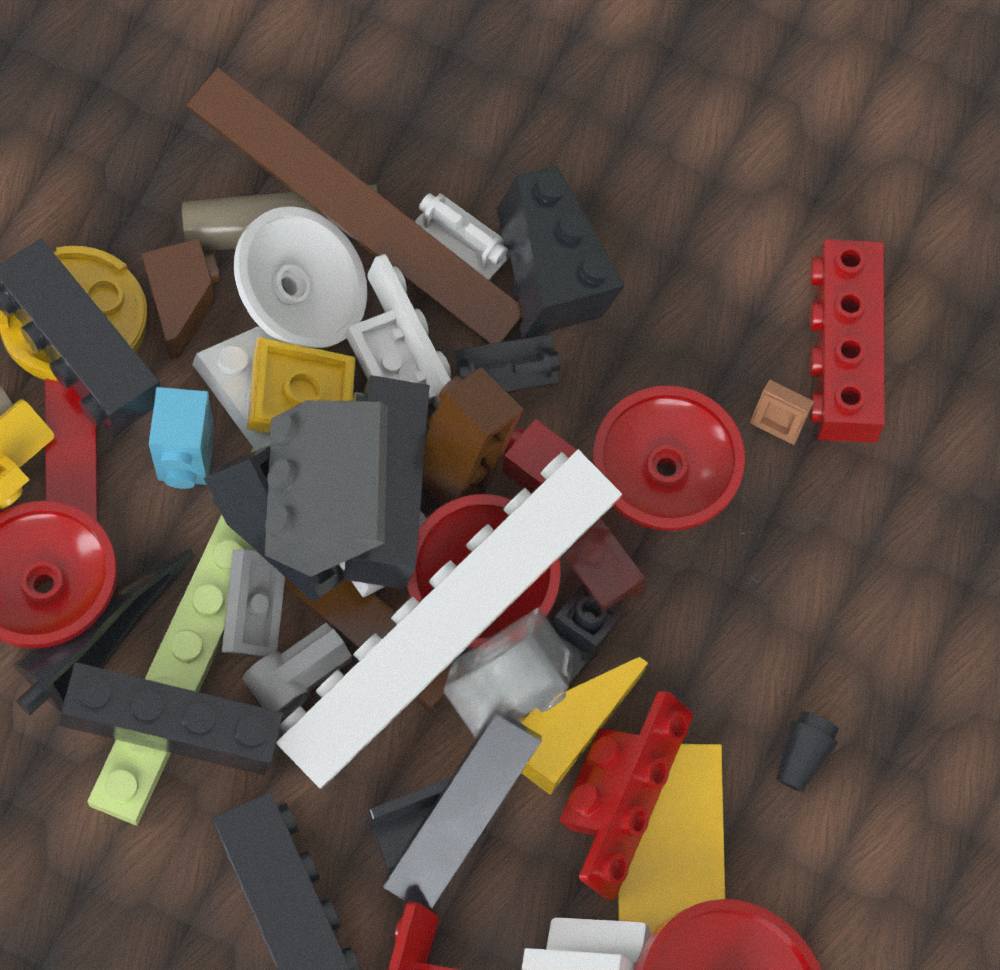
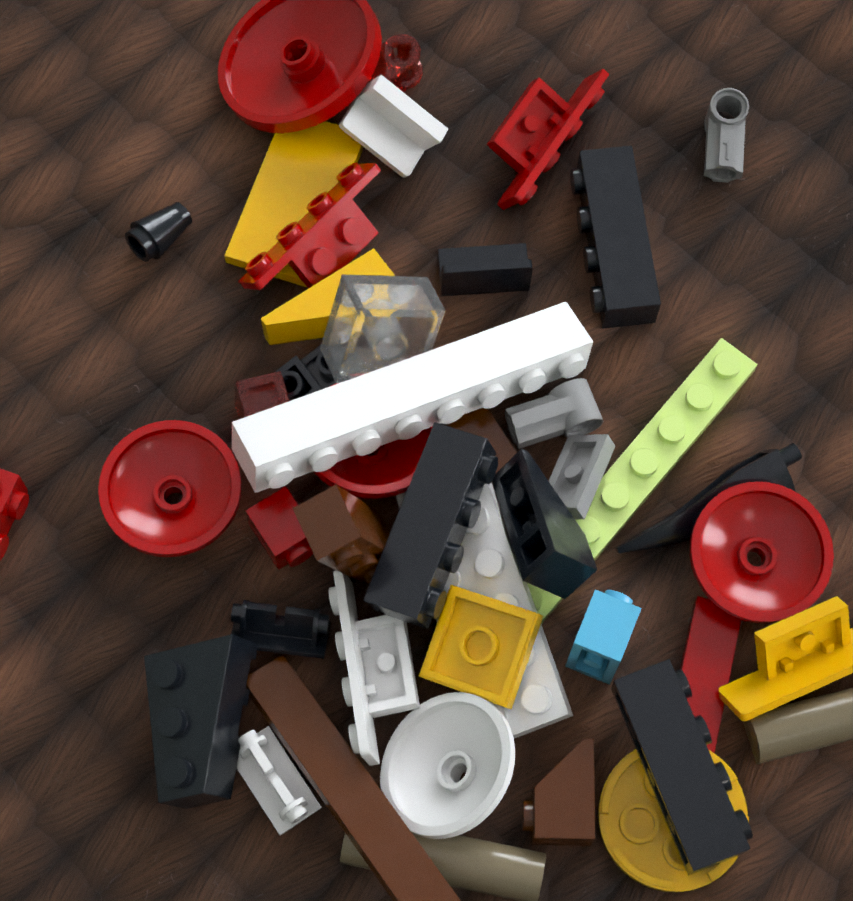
camera: 160 degrees left, 0 degrees up
(170, 719) = (677, 385): black brick -> none
(326, 483) = (489, 513): dark grey slope -> none
(462, 810) = (454, 244): tile -> none
(781, 412) = (51, 509): nougat tile -> none

